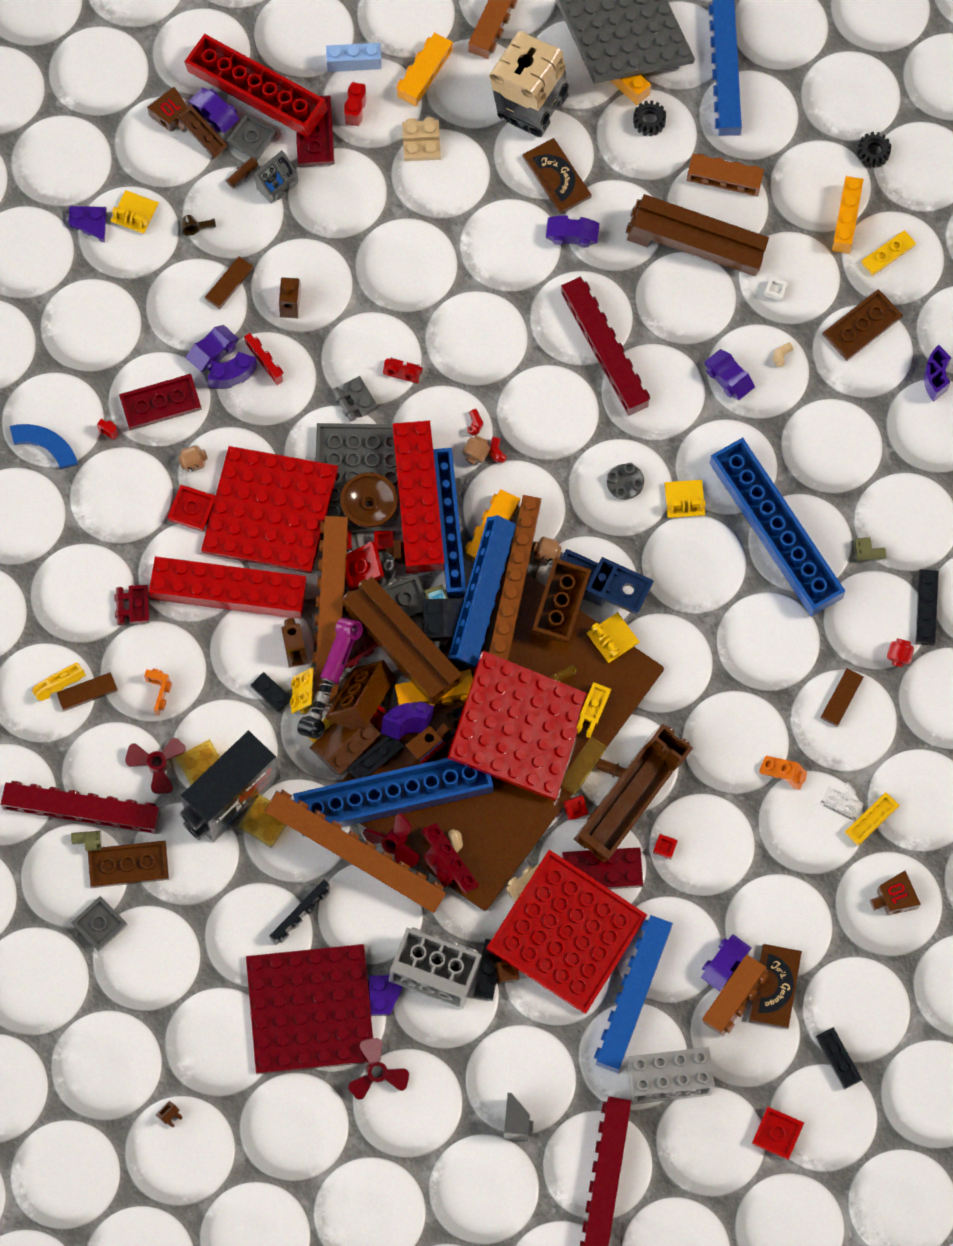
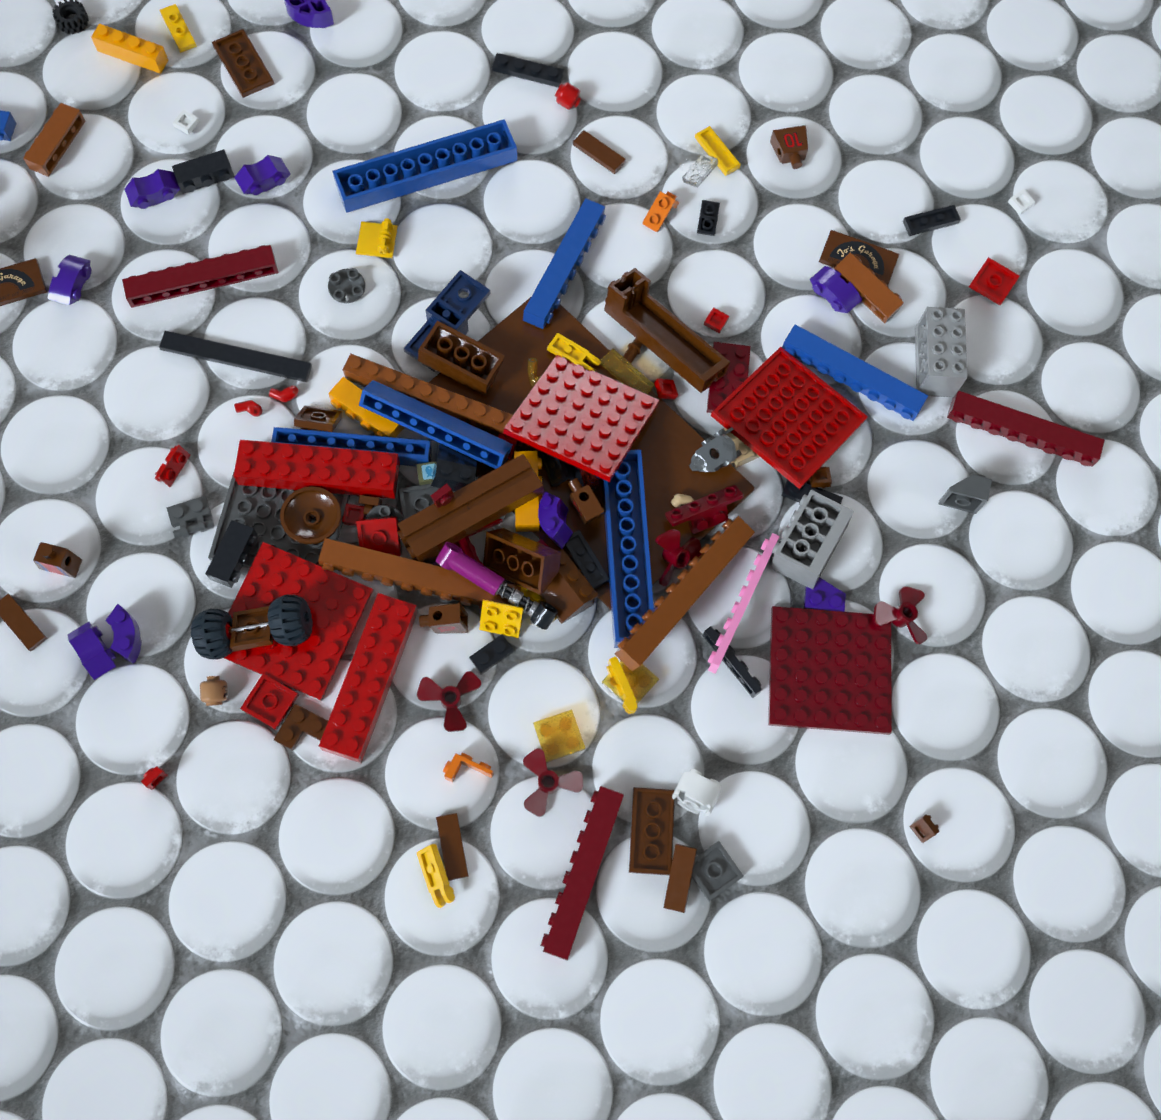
camera: 85 degrees left, 0 degrees up
(48, 440) = (146, 848): blue tile -> none
(87, 893) = (680, 878): none -> reddish brown tile
(92, 839) = (620, 865): olive piece -> none
(138, 604) = (364, 775): dark red plate -> none
(160, 401) = (137, 716): dark red plate -> none
(166, 894) = (697, 792): none -> white brick
(176, 536) = (297, 722): none -> reddish brown plate
(204, 668) = (430, 691): none -> dark red piece
(229, 787) = (599, 703): black brick -> none
(252, 813) = (622, 686): none -> yellow hinge
(258, 498) = (285, 620): none -> black plate
(264, 358) = (122, 597): red plate -> none
(320, 442) = (232, 554): none -> black brick
(351, 908) = (739, 608): none -> bright pink plate
(401, 608) = (442, 496): none -> dark red plate
(472, 486) = (317, 418): none -> reddish brown plate
(476, 450) = (279, 410): medium nougat head -> none
(499, 851) = (703, 459): none -> dark grey piece
(527, 398) = (235, 356): none -> black tile
(546, 549) = (402, 362): medium nougat head -> none
(612, 637) = (504, 324): yellow hinge -> none
(689, 277) = (152, 189): none -> dark purple brick
(694, 683) = (563, 264): none -> blue brick
(696, 234) = (107, 174): reddish brown brick -> none
(721, 319) = (203, 171): none -> black brick
(779, 354) = (253, 133): tan arm -> none
(786, 821) = (708, 217): none -> black slope
(865, 551) = (463, 105): olive piece -> none
(886, 1156) = (1021, 201): none -> white plate

